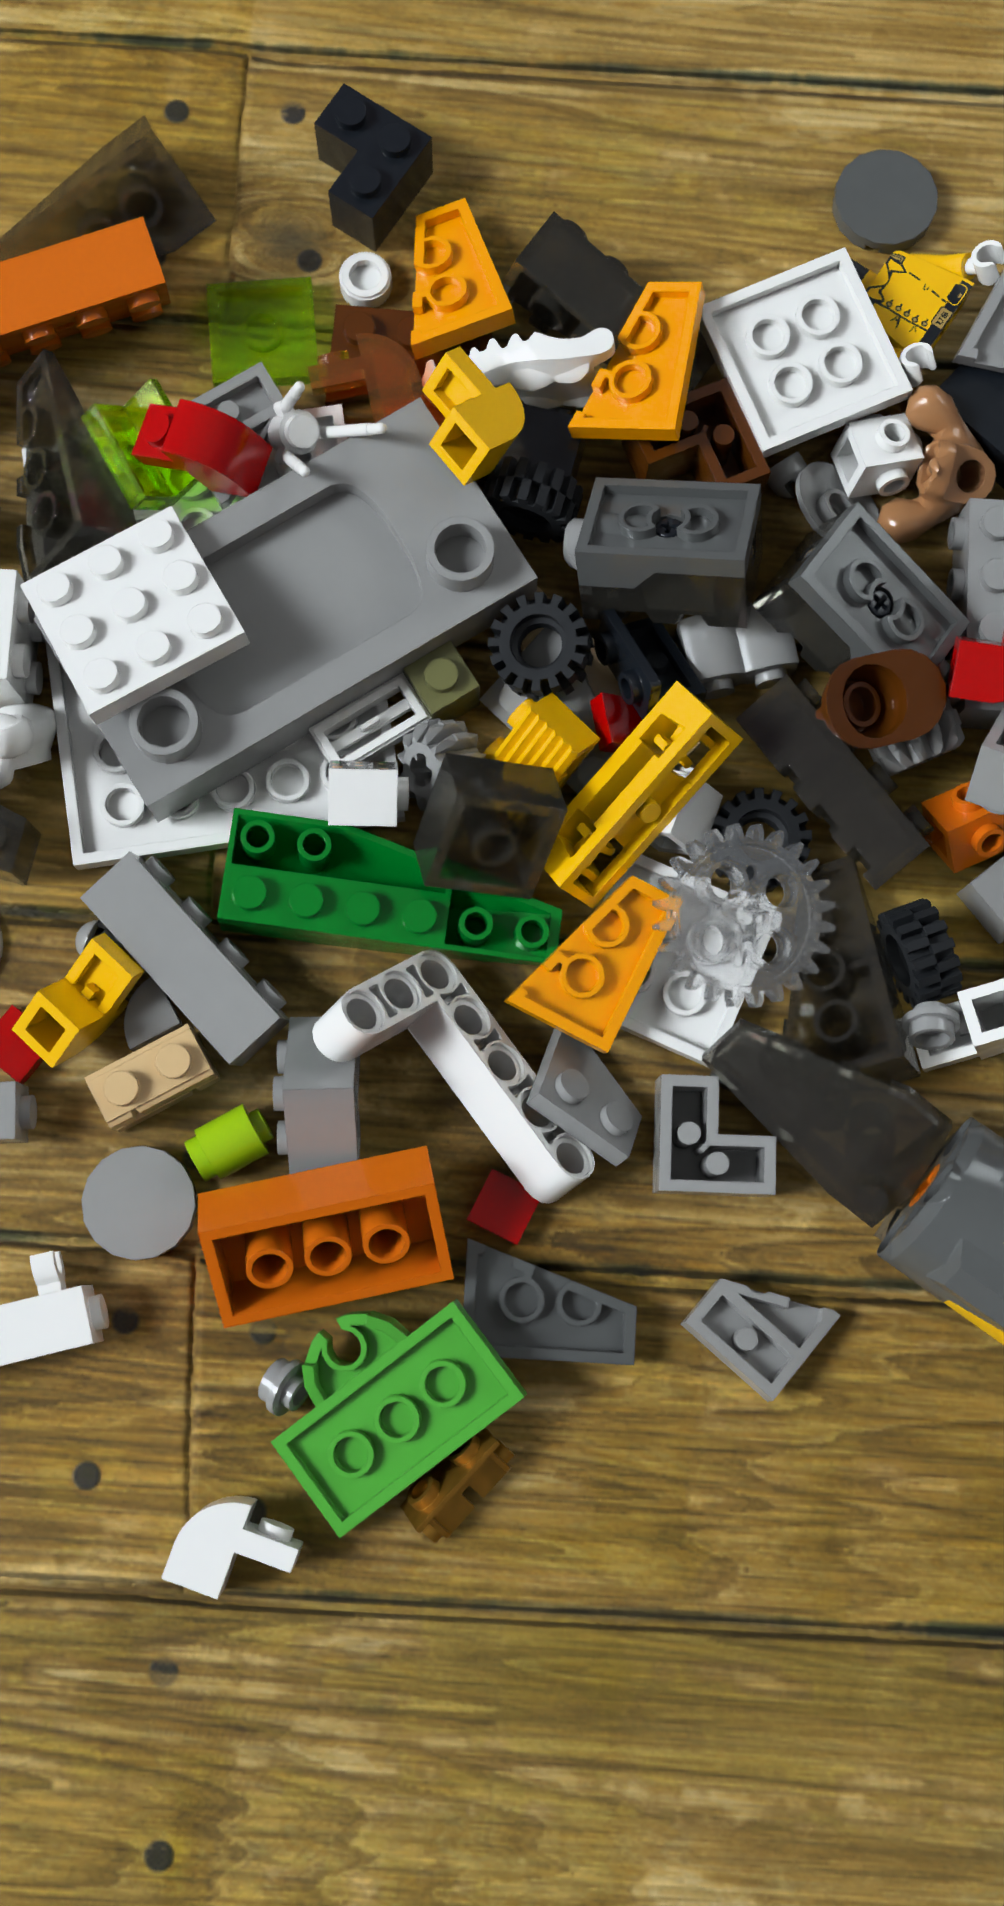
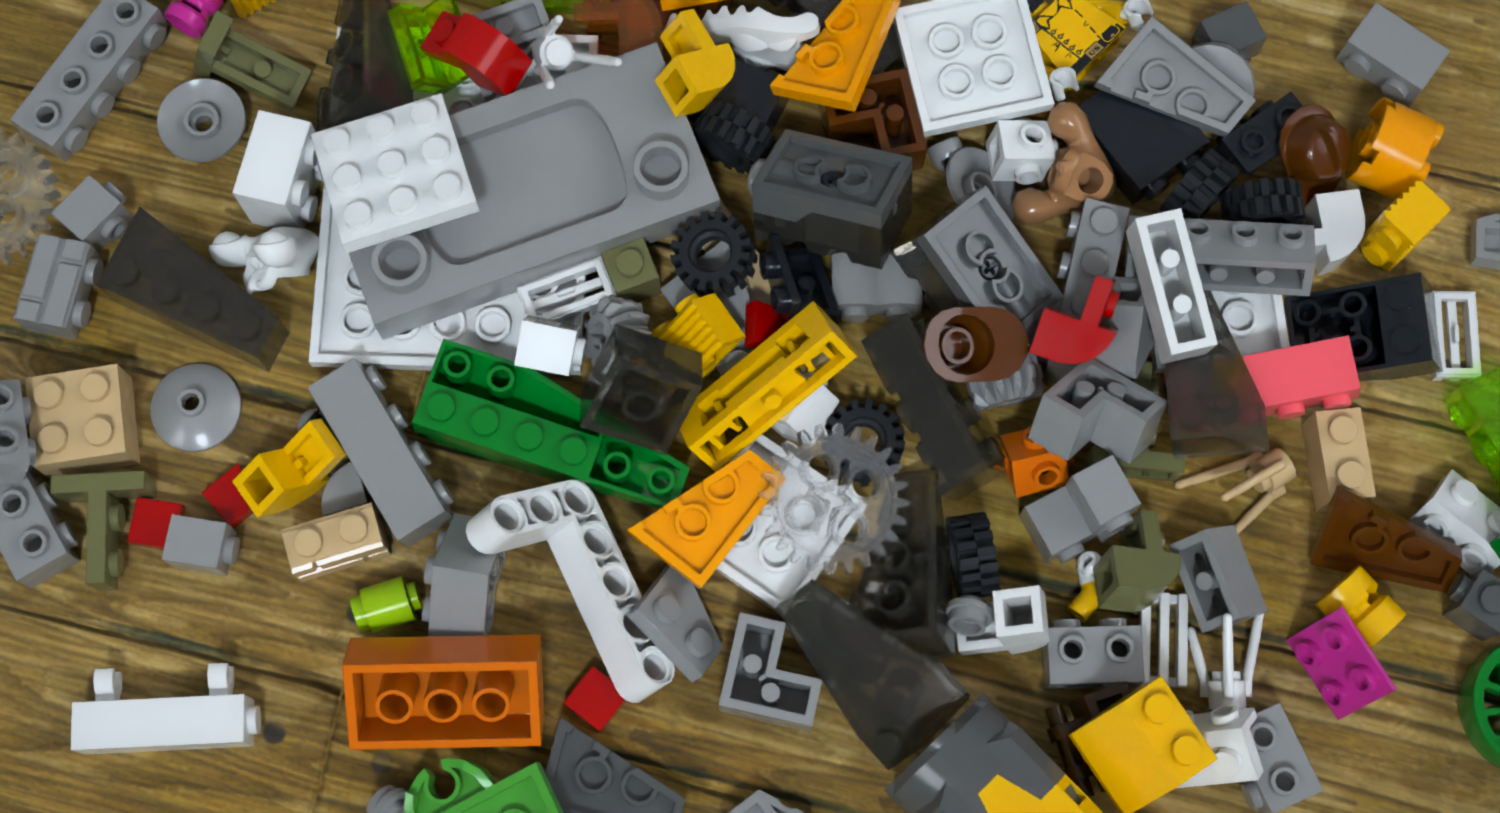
camera: 15 degrees right, 5 degrees down
(139, 1203) = (304, 640): light grey tile -> none

